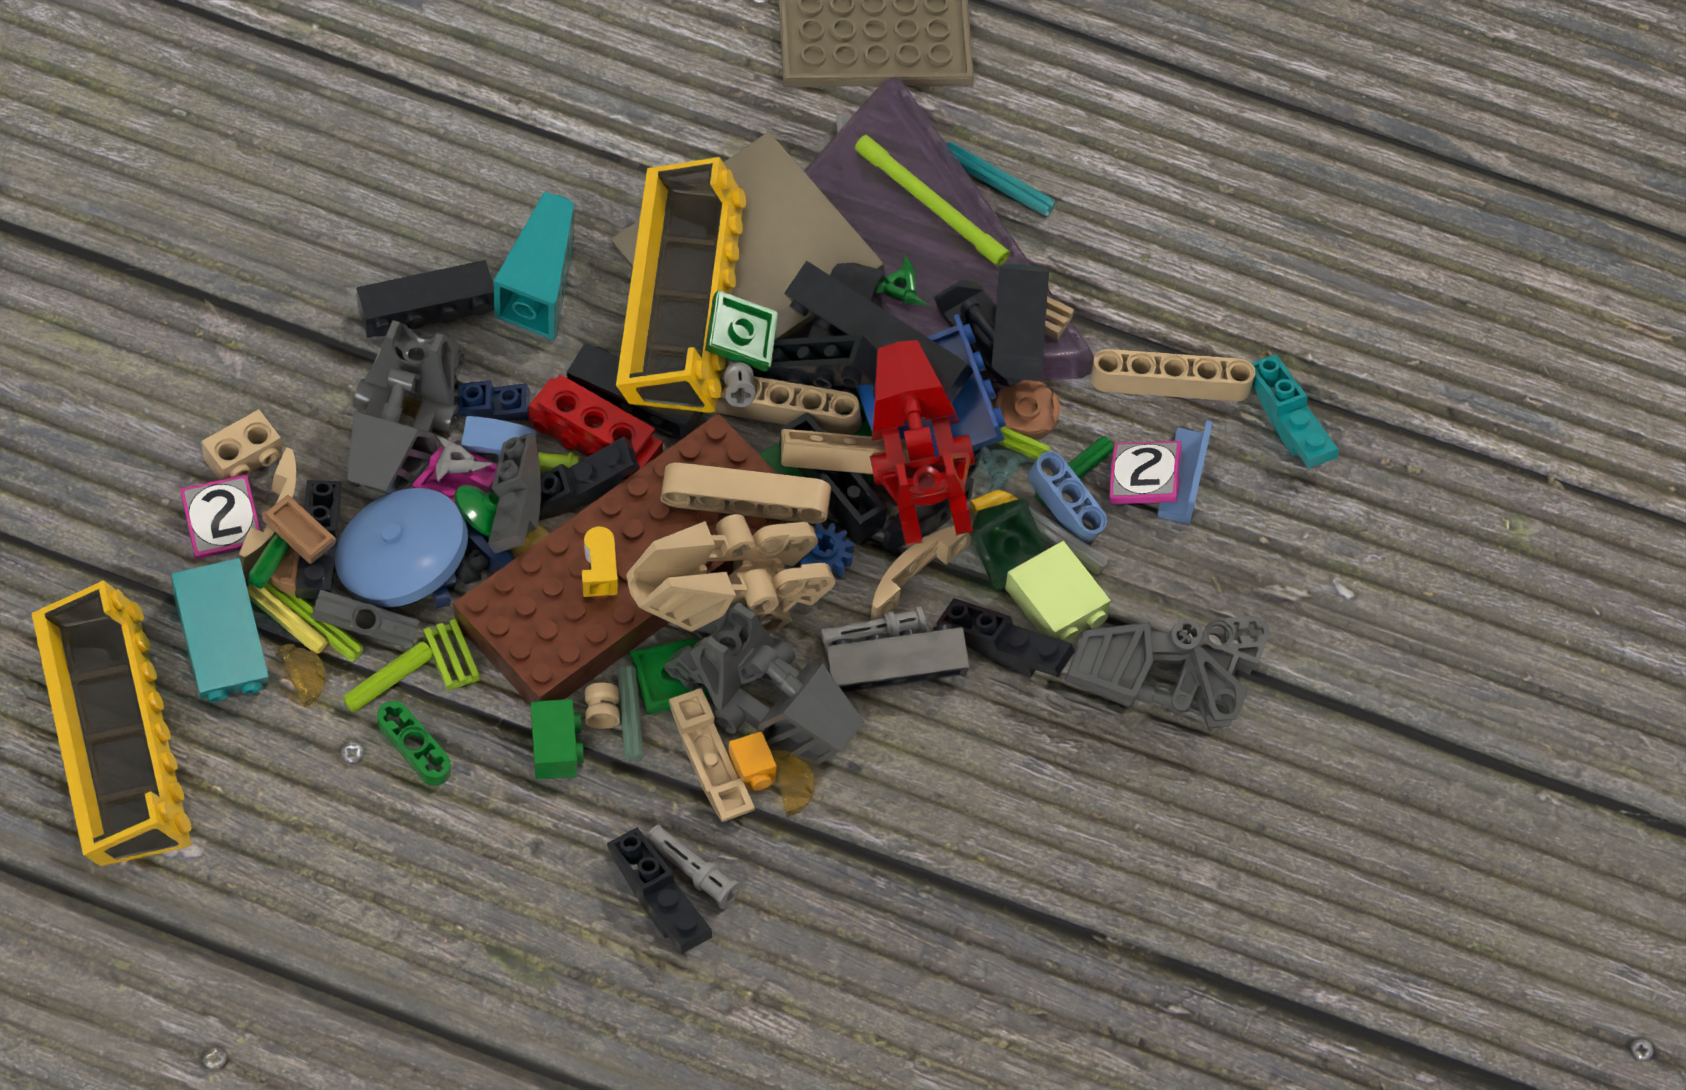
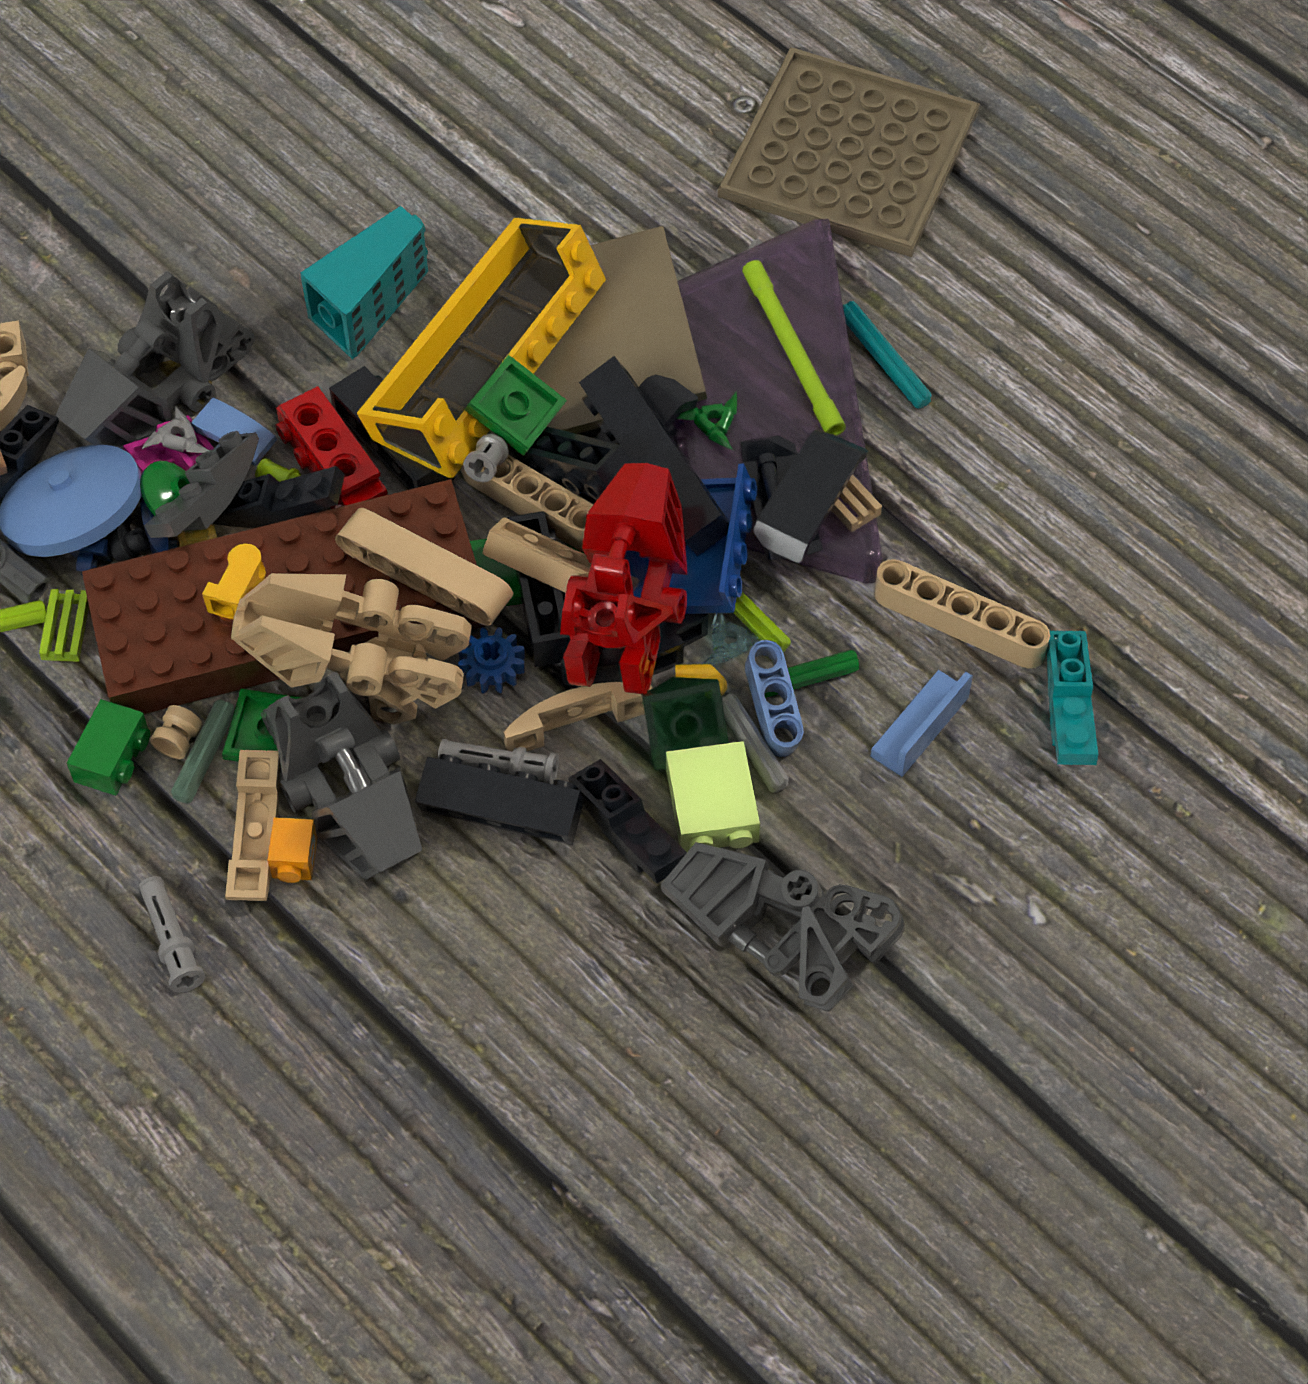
camera: 30 degrees right, 0 degrees up
(426, 298) = (241, 272): black brick -> none
(492, 402) = (252, 395): dark blue slope -> none
(657, 891) = (117, 947): black slope -> none
(794, 781) = (328, 888): clear yellow tile -> none
(1029, 408) = (790, 594): nougat tile -> none
(1145, 472) = (876, 703): slope -> none

